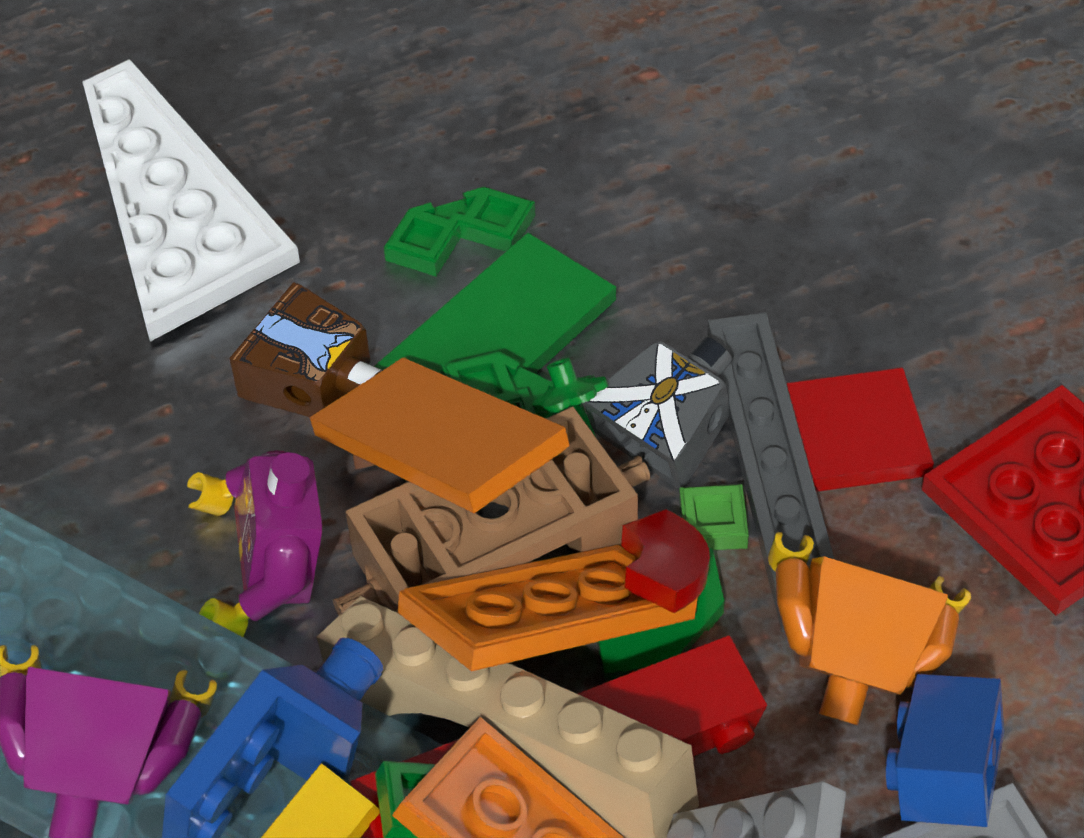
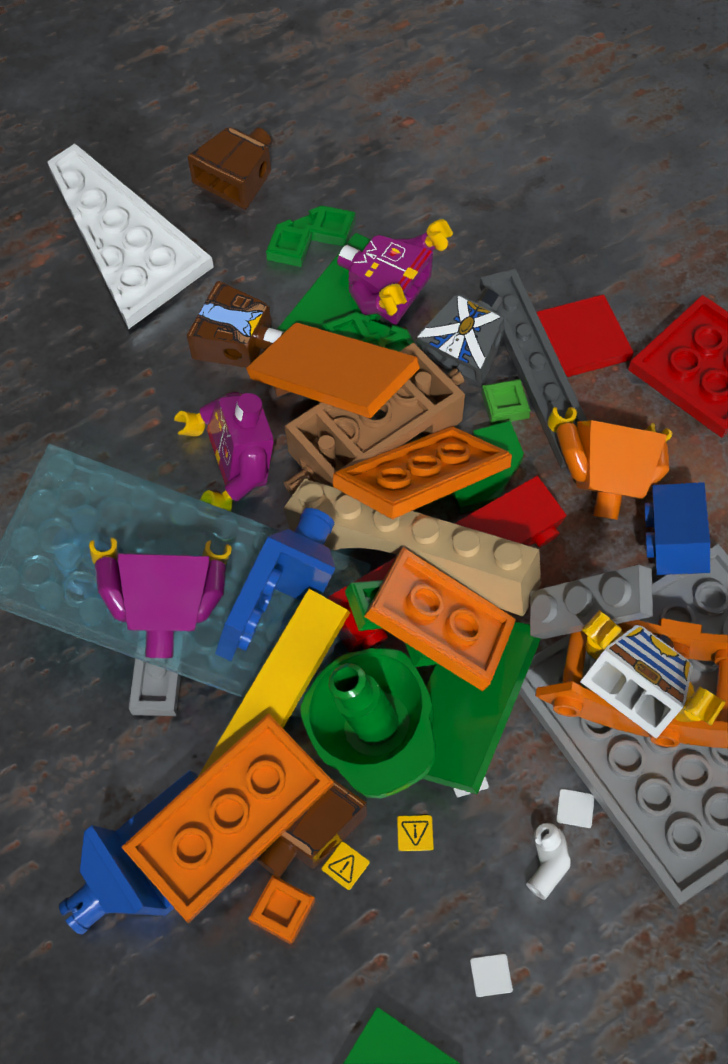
camera: 10 degrees left, 10 degrees up
(360, 113) = (232, 165): none -> reddish brown torso
(567, 295) = (392, 271): none -> magenta torso
(568, 388) = (406, 331): green plant -> none
(669, 561) = (490, 431): red tile -> none

